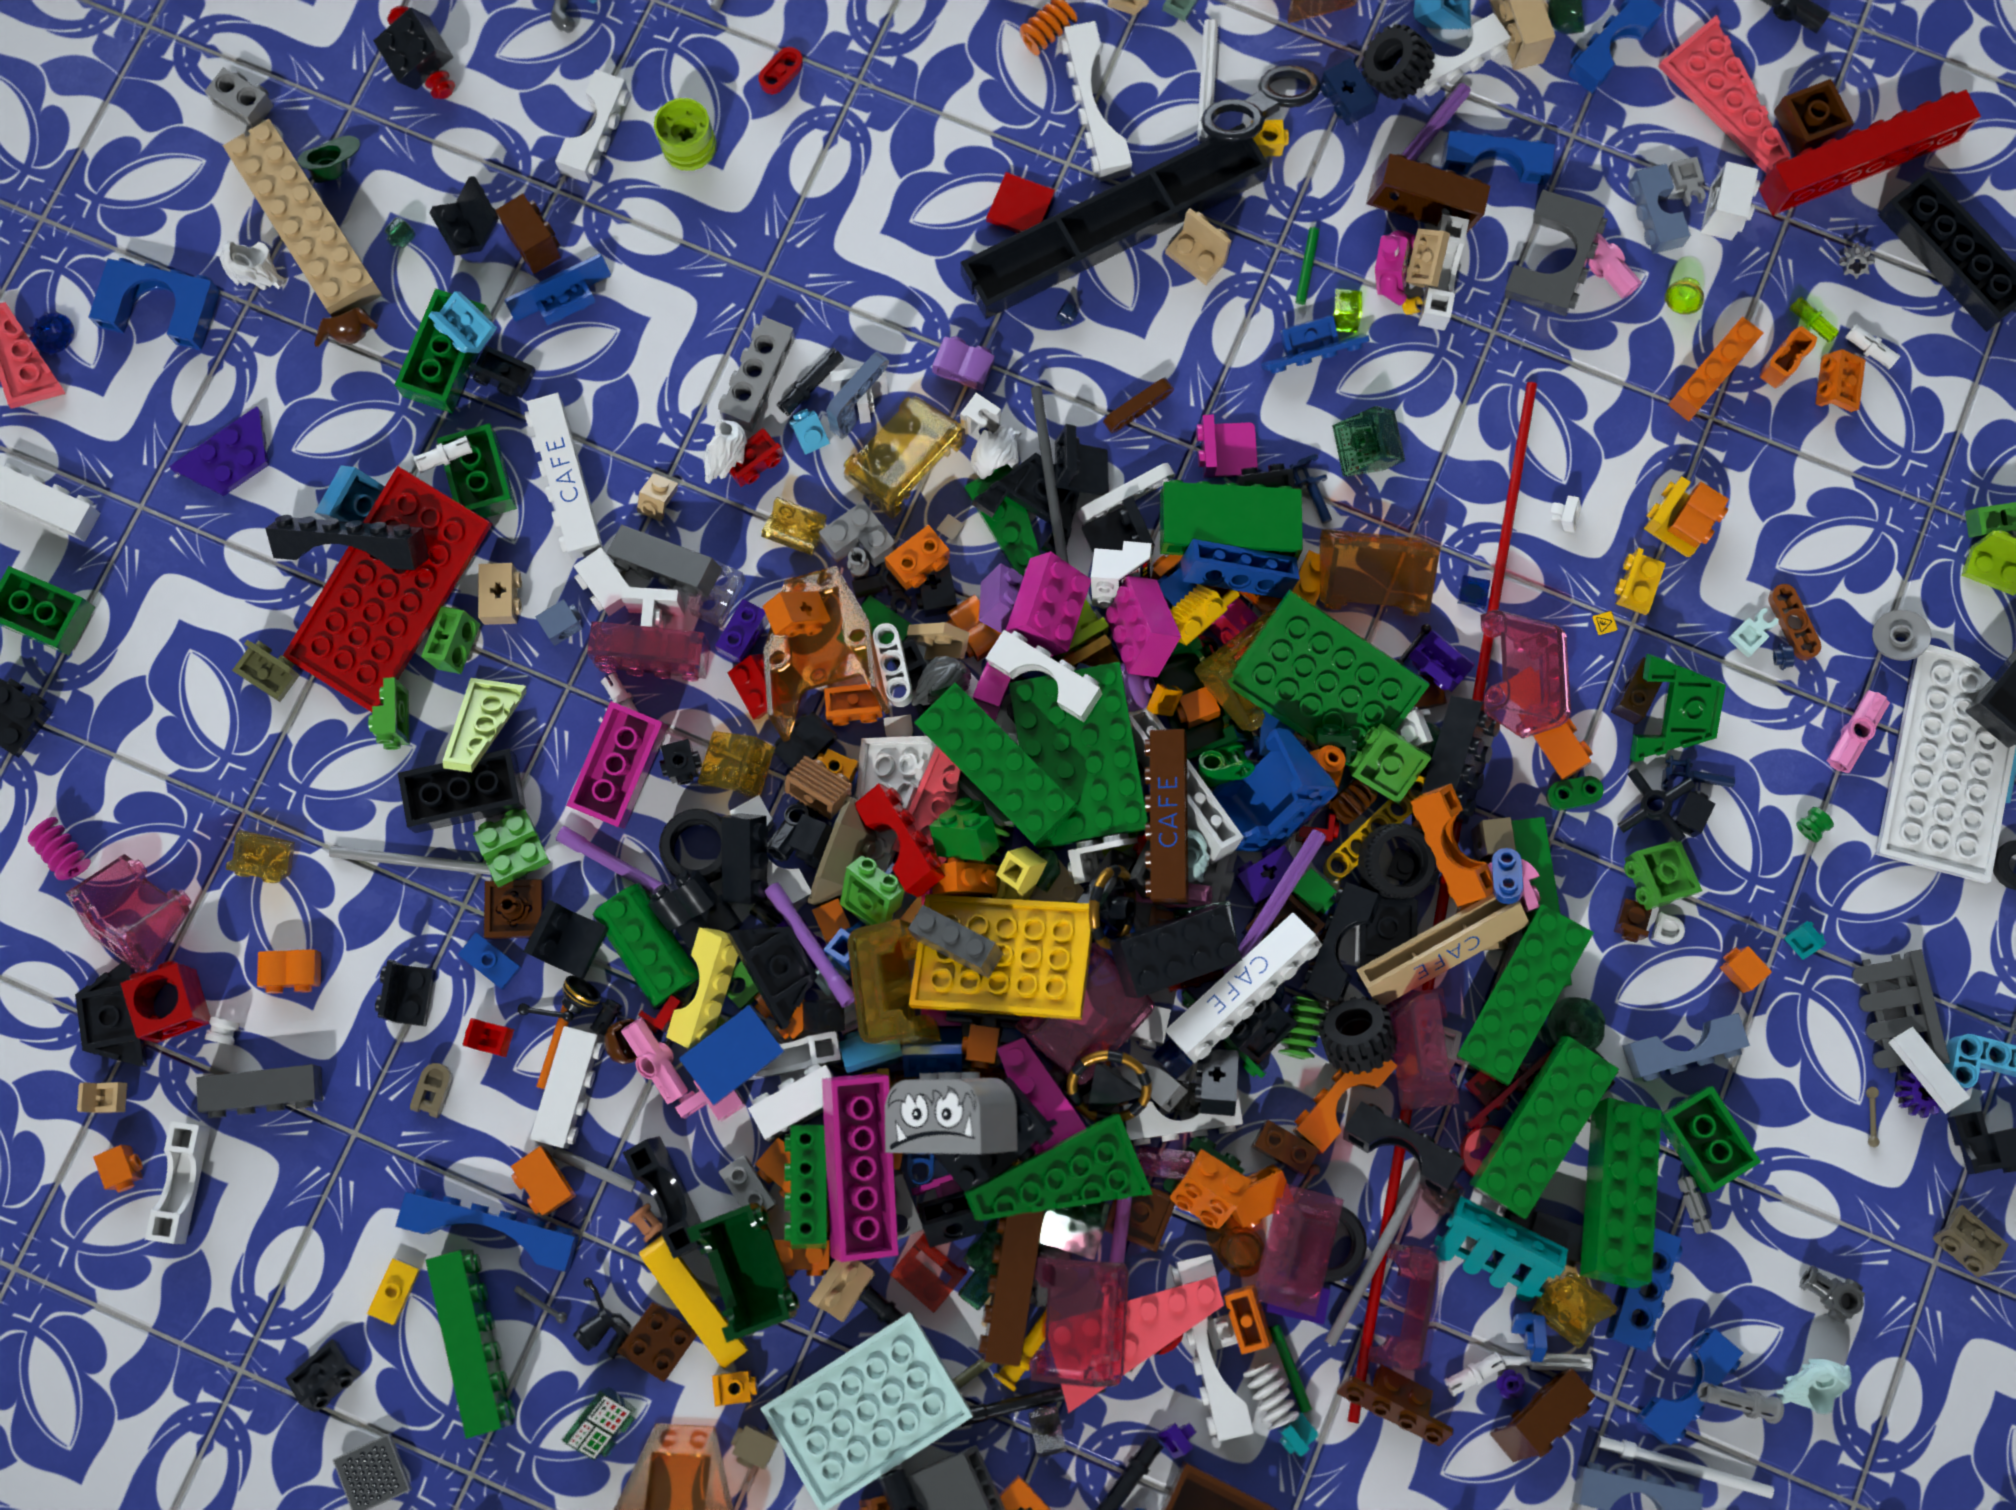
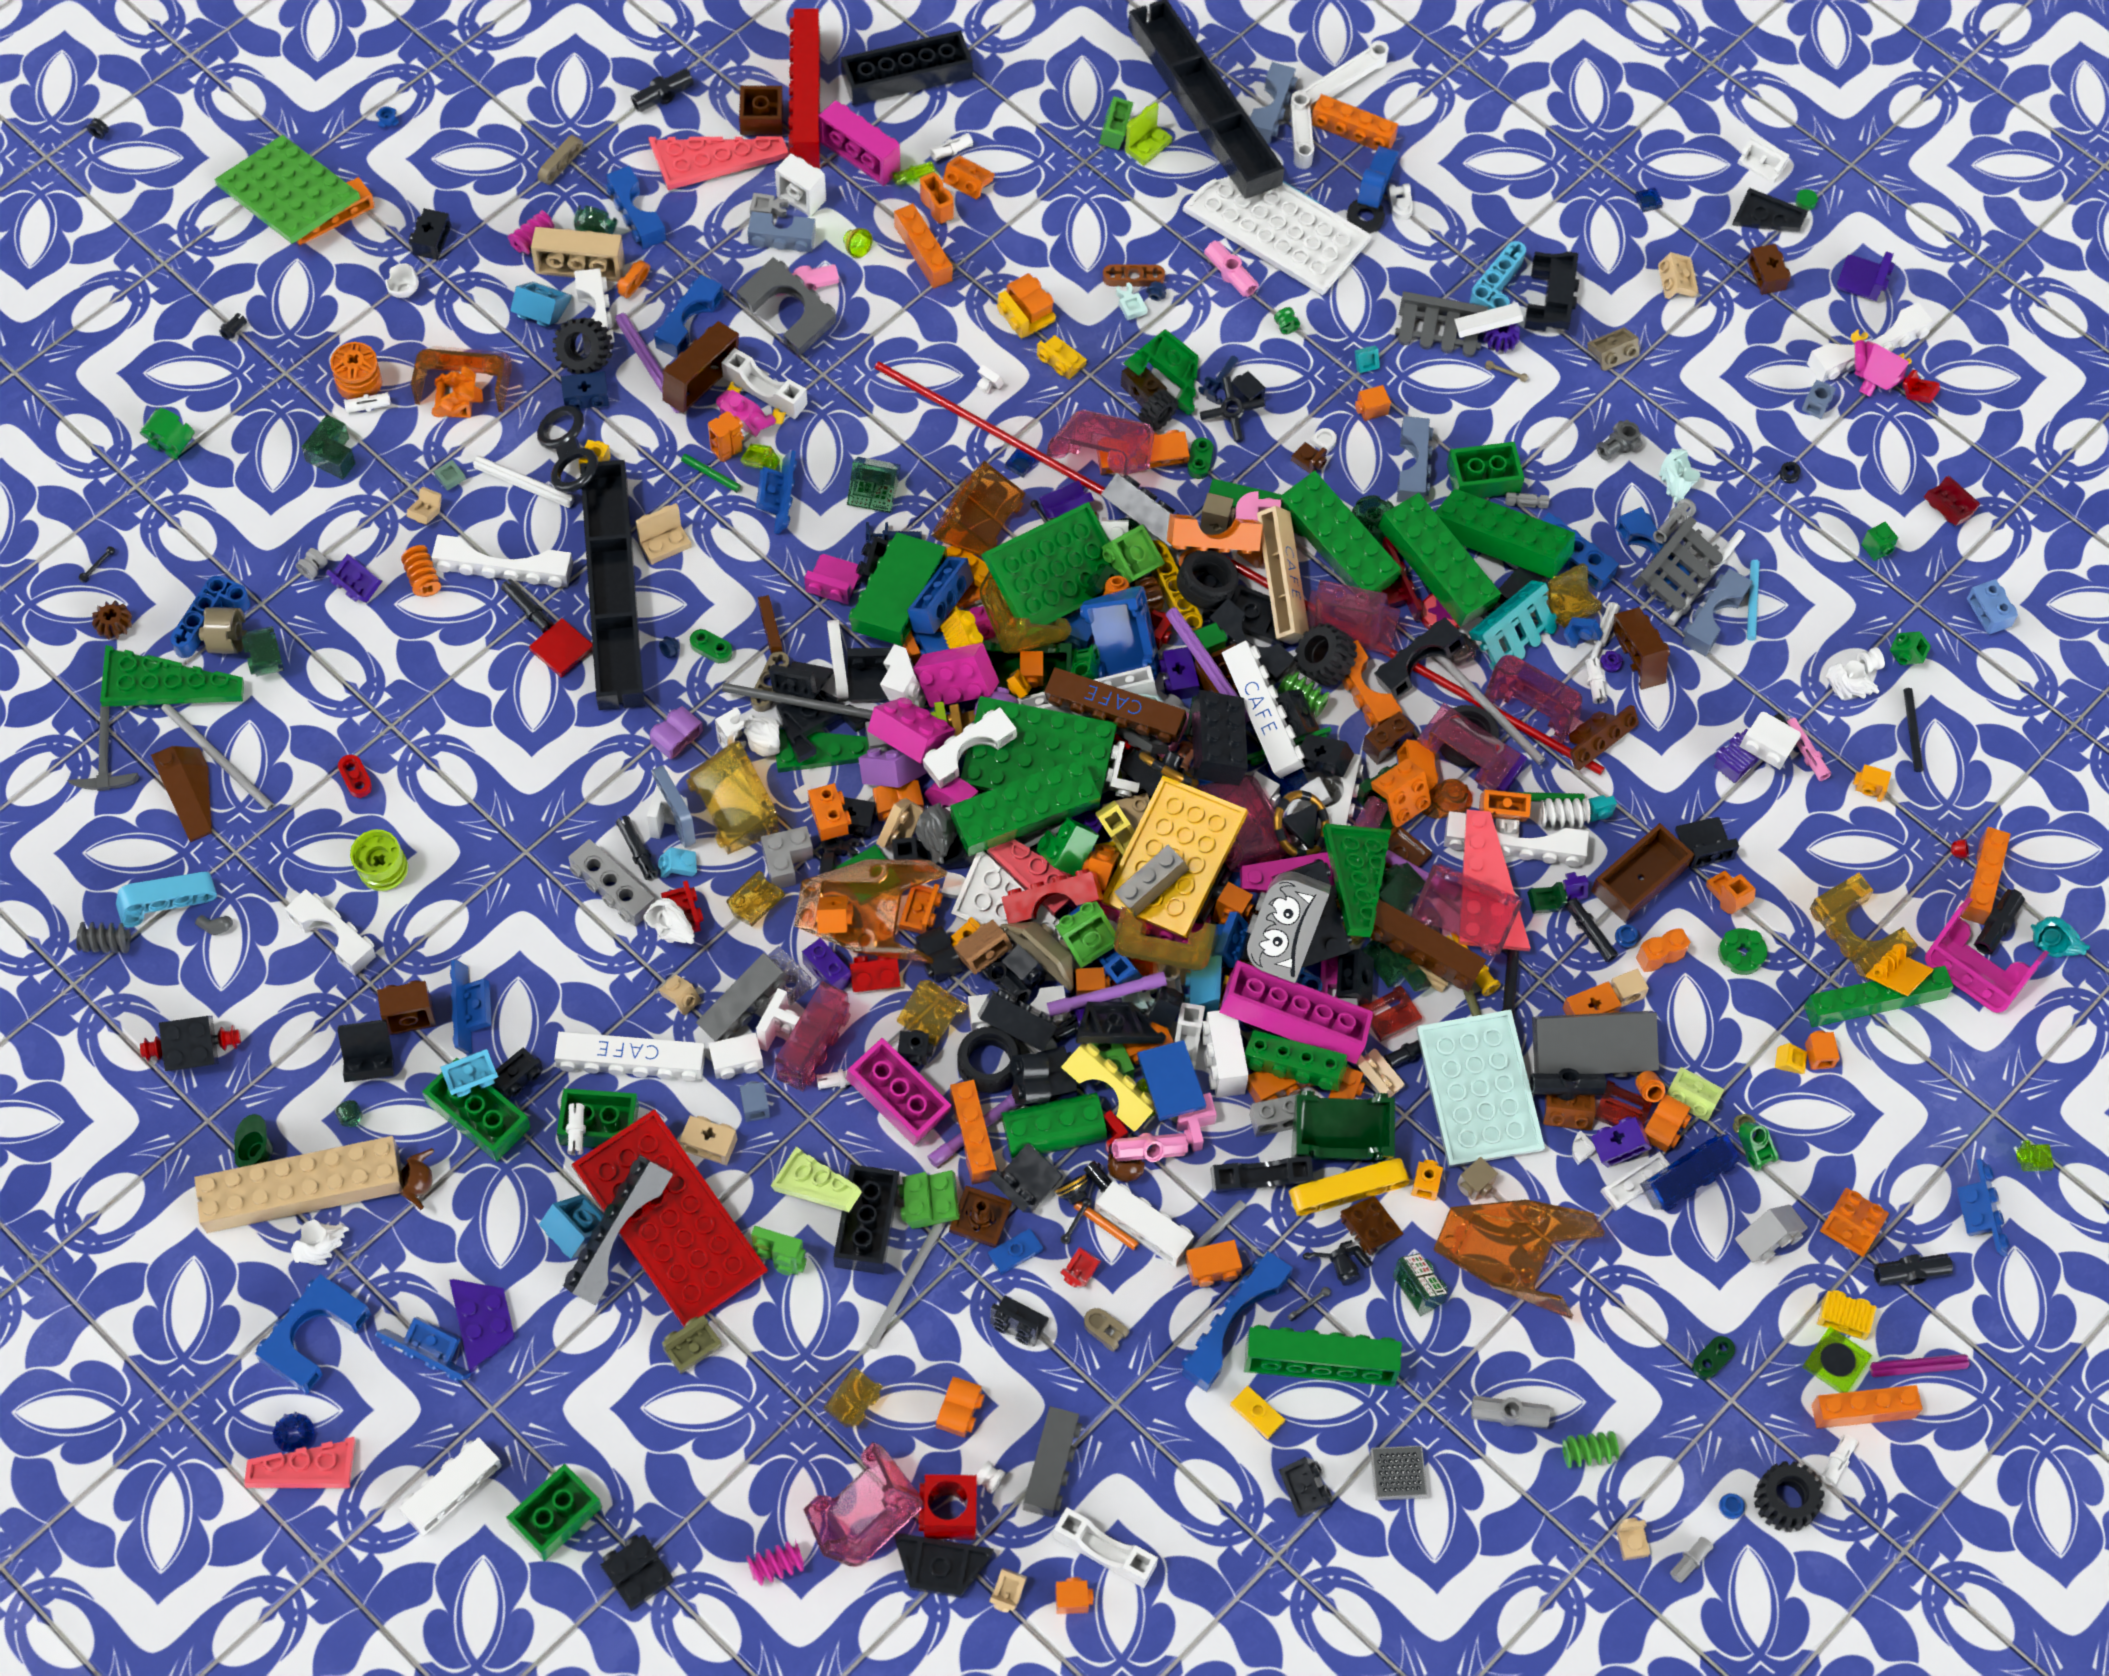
camera: 70 degrees left, 15 degrees down
(176, 416) = (428, 1344): none -> blue bracket
(237, 100) = (158, 1209): light grey brick -> none
(450, 640) = (734, 1186): bright green brick -> none
(619, 851) = (973, 1130): none -> orange arch
(647, 1231) = (1275, 1200): nougat bush -> none
(858, 563) = (810, 860): light grey pin -> none
(890, 652) = (901, 848): white beam -> none
(1047, 1431) = (1538, 972): clear smoke bracket -> none
(1049, 158) = (533, 612): none -> black pin
(1051, 870) = (1123, 806): clear green arm -> none
(1088, 355) = (709, 646): none -> green plate
(1090, 427) = (774, 657): none -> dark tan beam
(1148, 1411) = (1547, 898): none -> dark green bracket
(1353, 259) = (725, 436): none -> orange brick
(1427, 257) = (751, 384): tan bracket -> none
(1507, 873) = (1249, 507): blue plate -> none
(1519, 80) = (633, 279): none -> orange plate
(1604, 623) = (1080, 391): yellow sticker -> none
(1611, 719) = (1158, 409): none -> black tyre
(1662, 874) = (1284, 426): bright green plate -> none
(1692, 1426) = (1675, 574): none -> dark grey fence
(1822, 241) = (859, 142): none -> dark pink brick
(1860, 267) = (885, 125): light grey gear -> none
(1905, 625) = (1173, 207): light grey dish -> none

